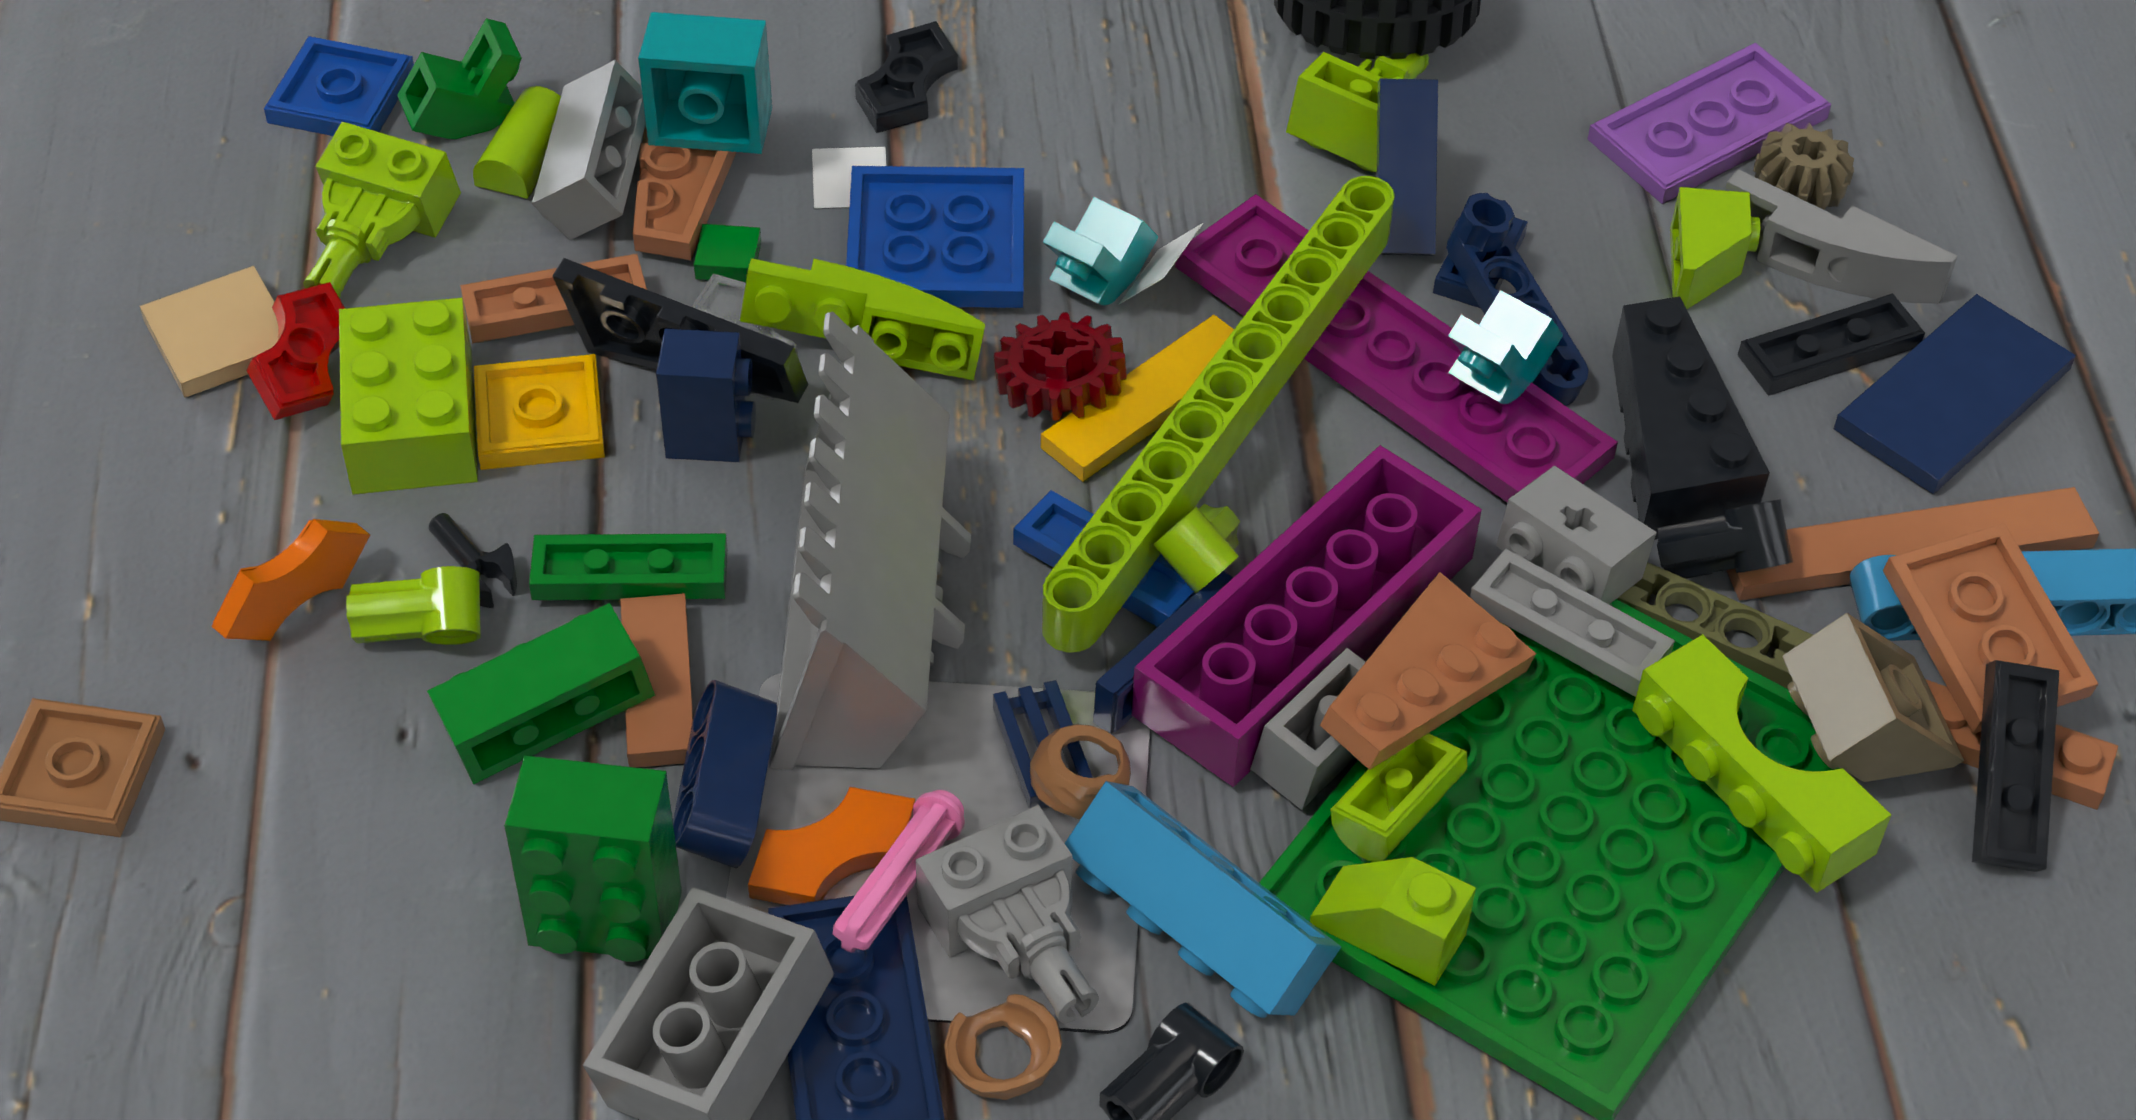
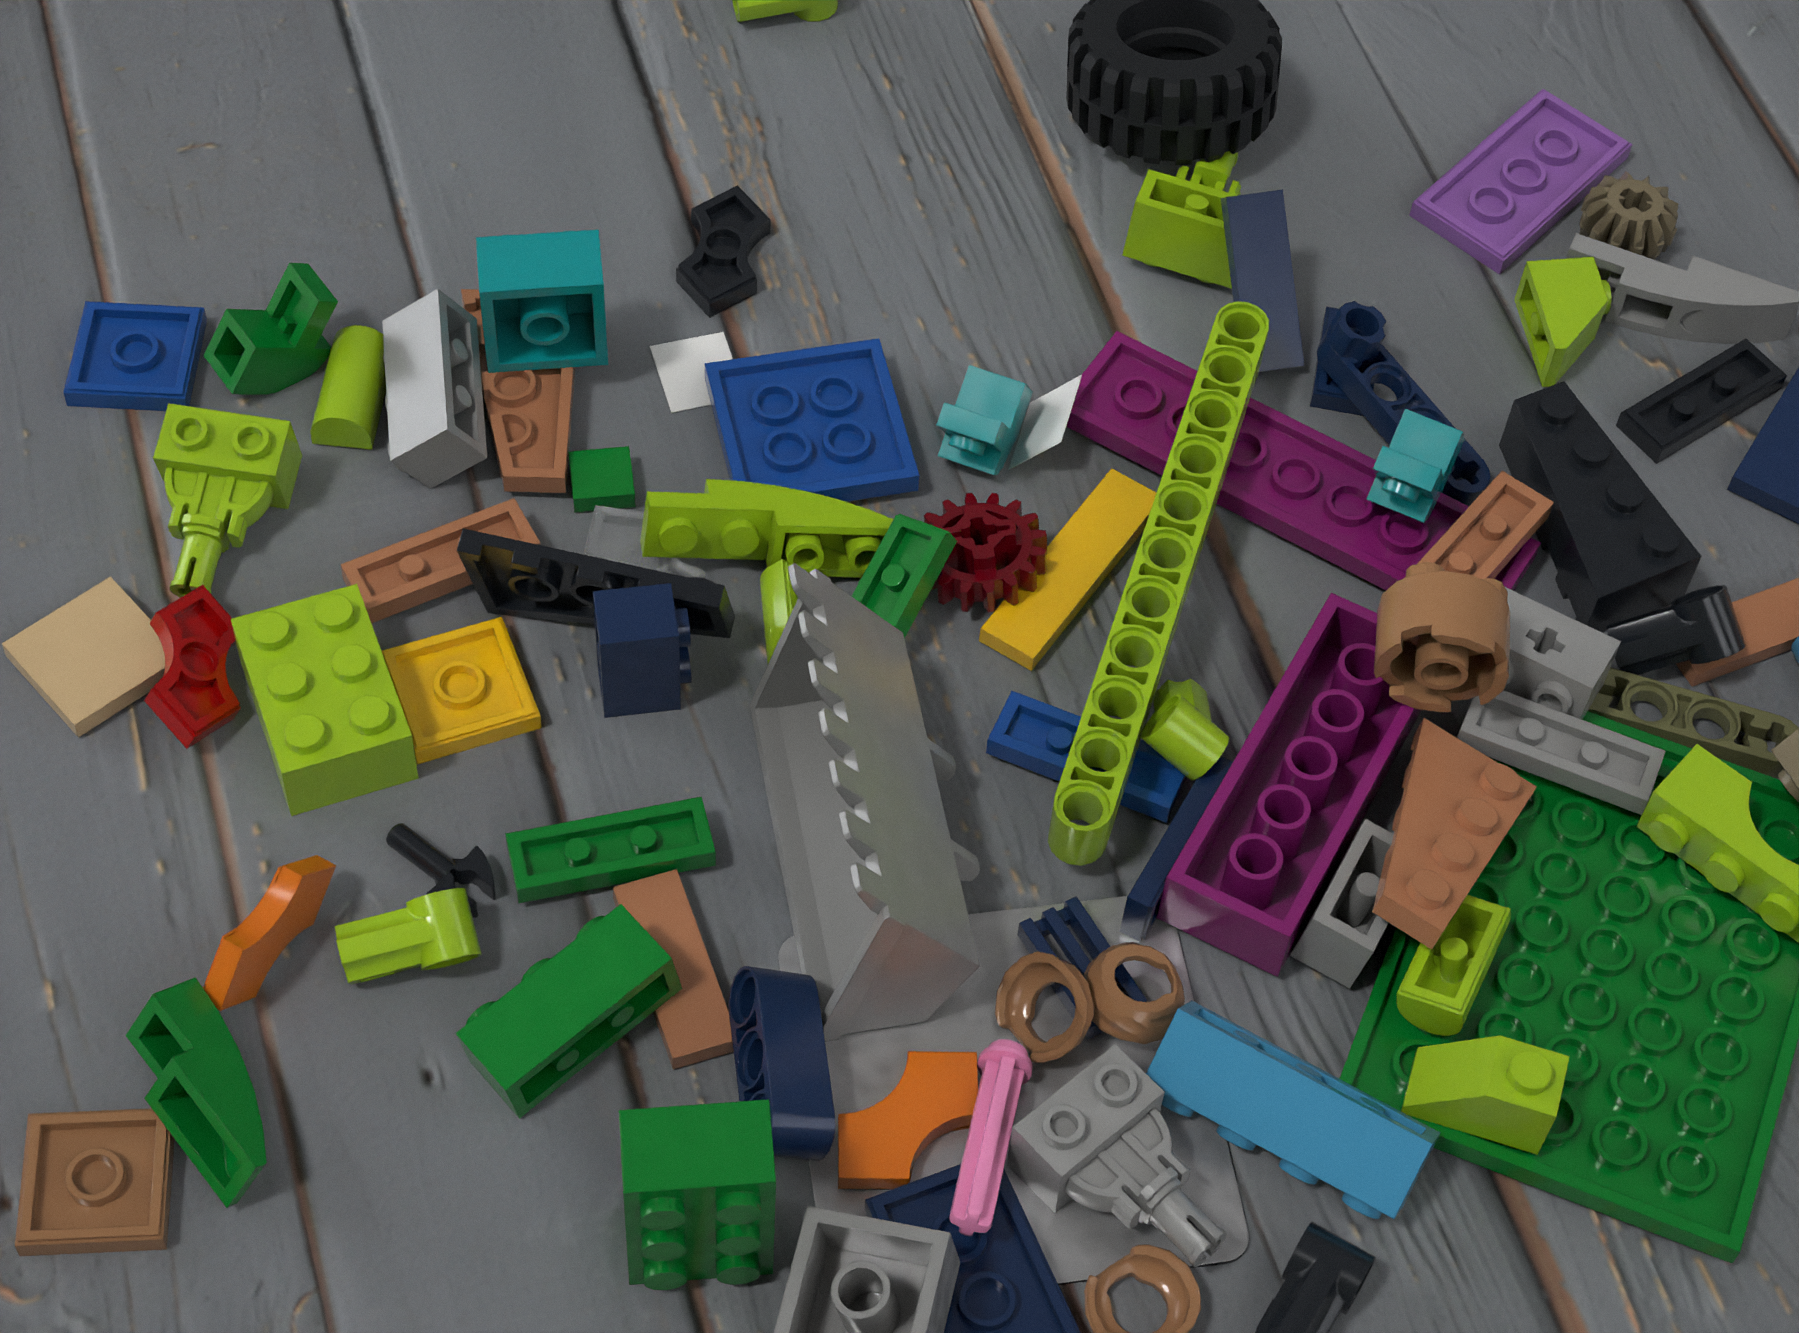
camera: 15 degrees left, 5 degrees up
(187, 697) = (201, 1087): none -> green slope
(974, 369) = (904, 570): none -> green hinge
(974, 756) = (1018, 998): none -> medium nougat piece
(1462, 490) = (1442, 638): none -> medium nougat brick
(1542, 434) = (1491, 529): none -> nougat plate

